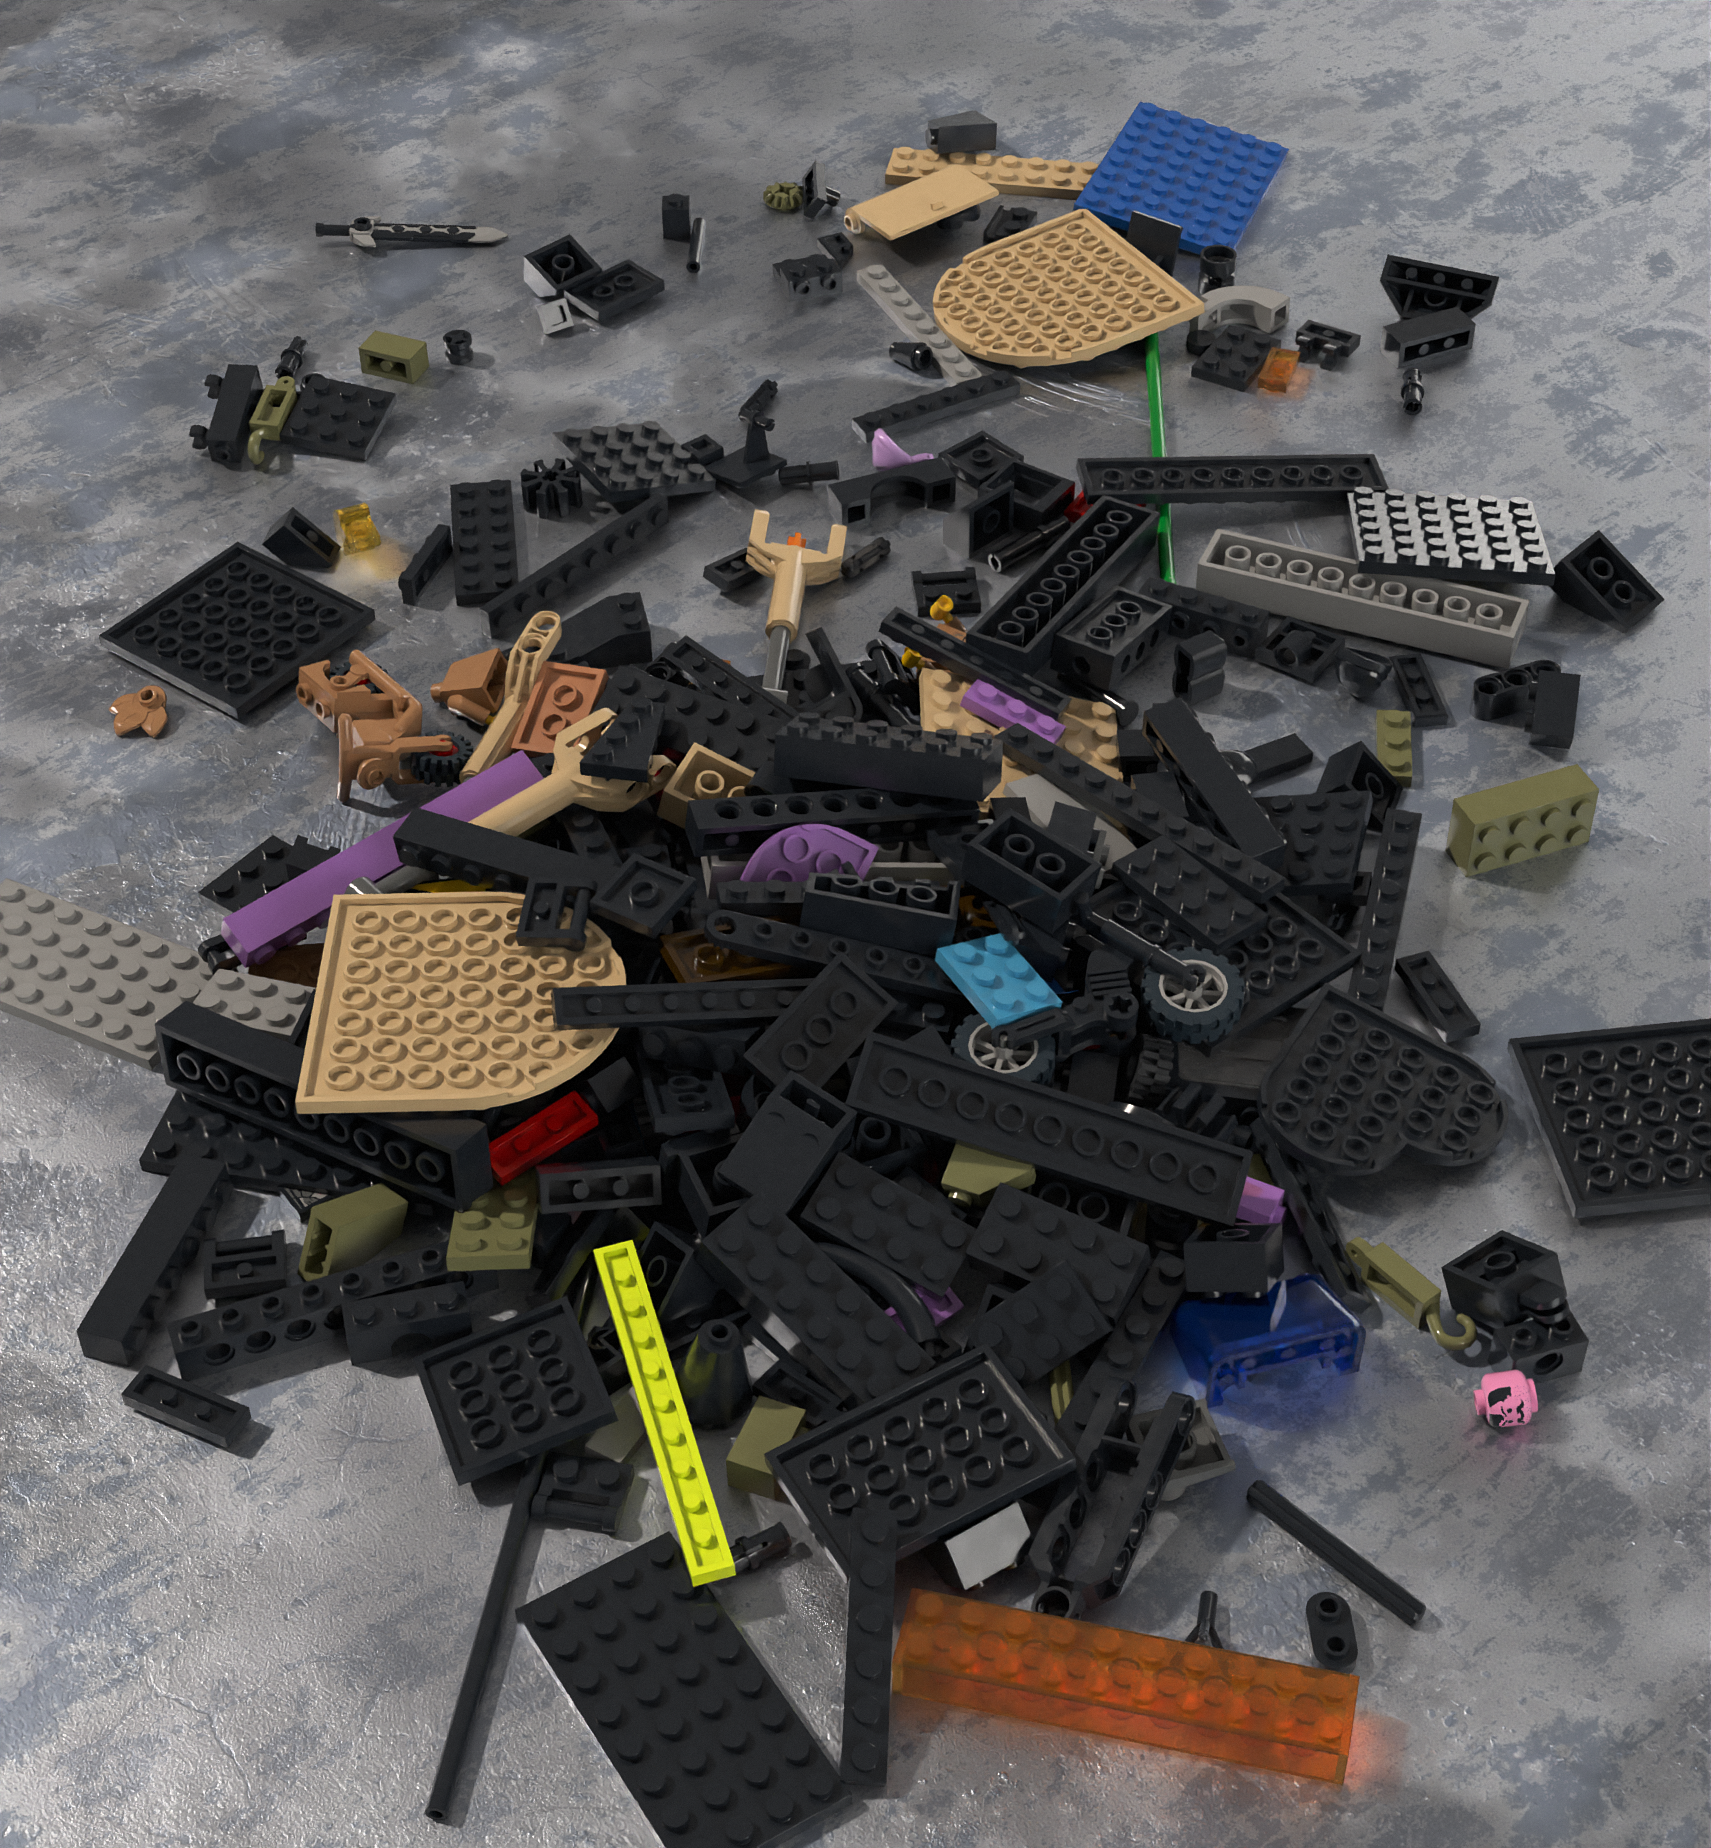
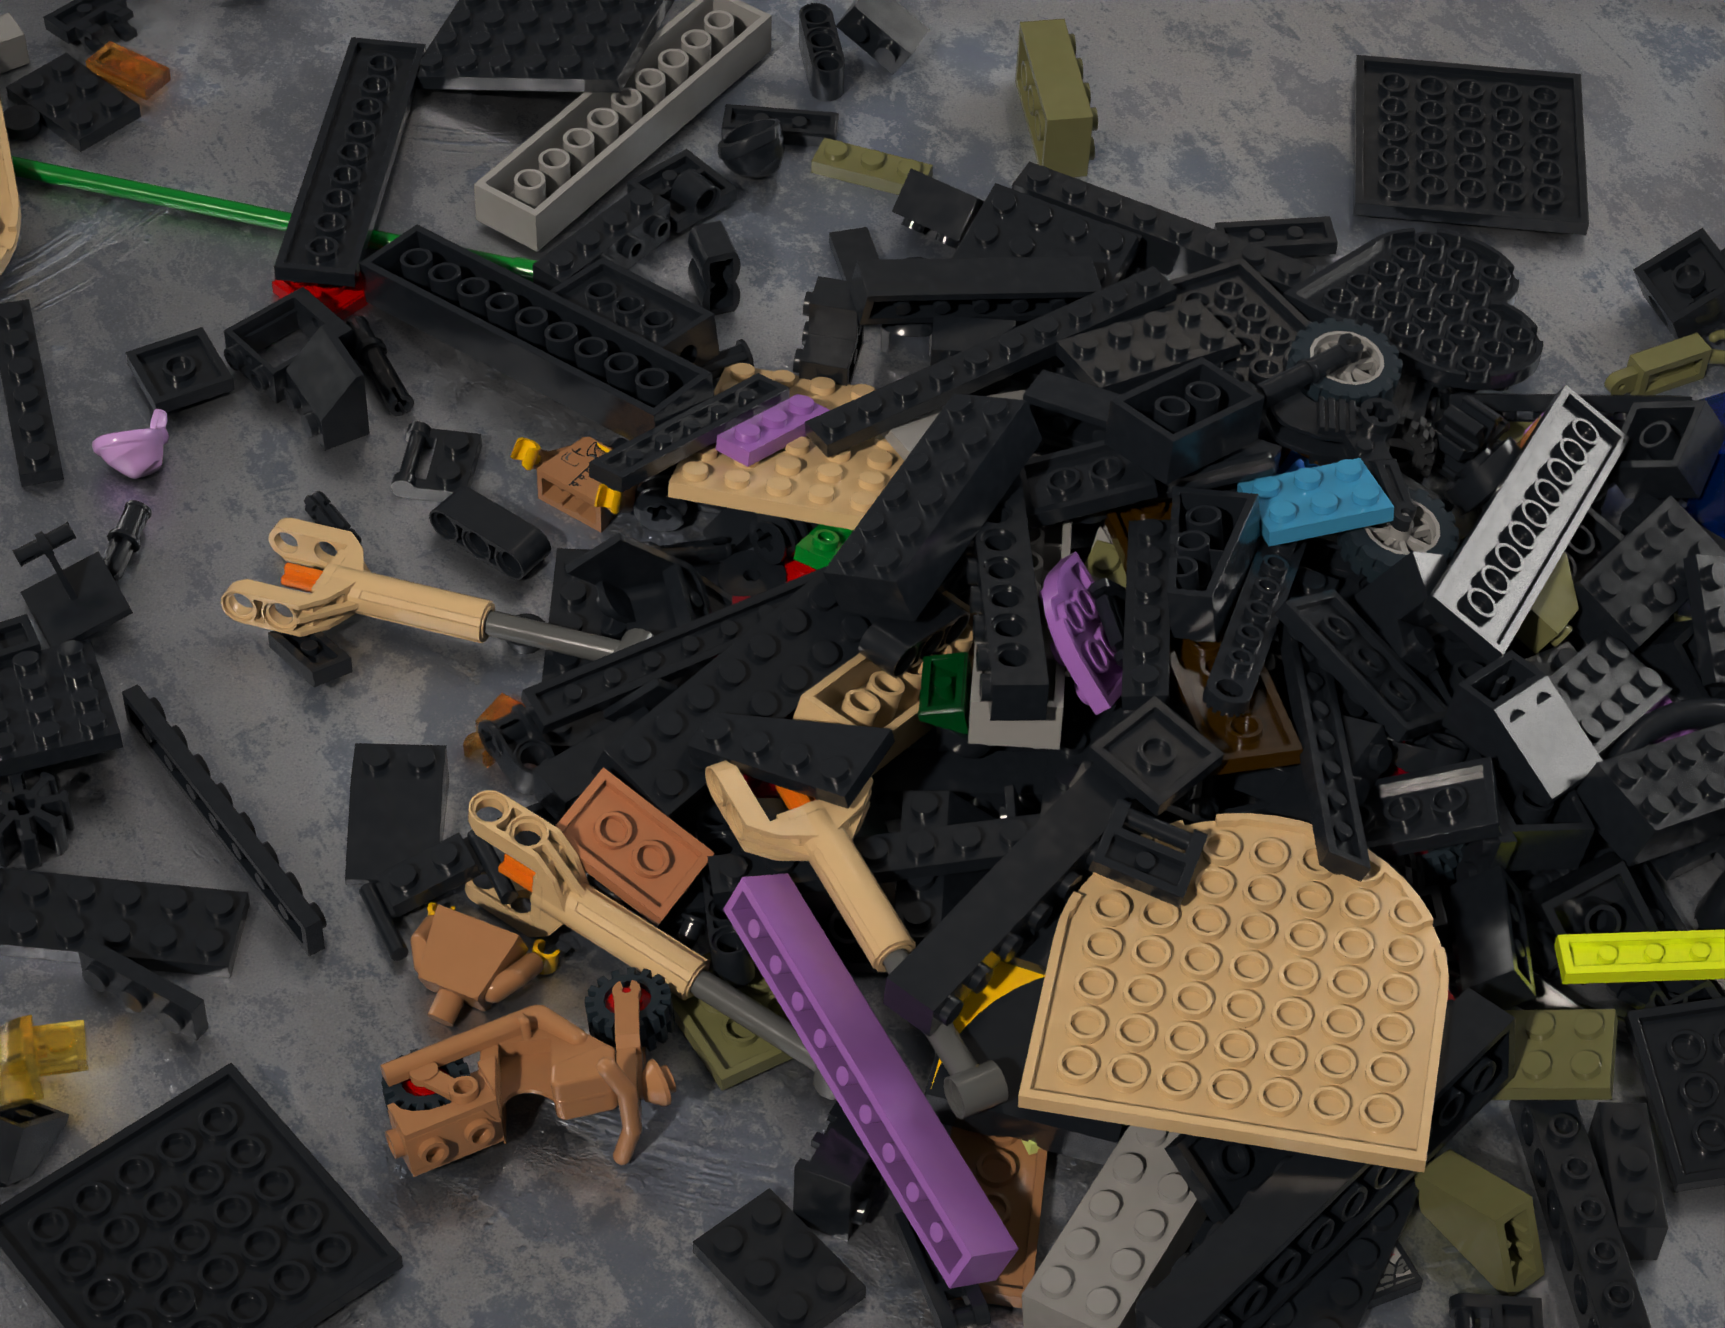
camera: 80 degrees left, 5 degrees up
(870, 622) = (490, 532): none -> black beam
(896, 677) = (595, 532): black plate -> none
(924, 483) = (216, 500): black arch -> none

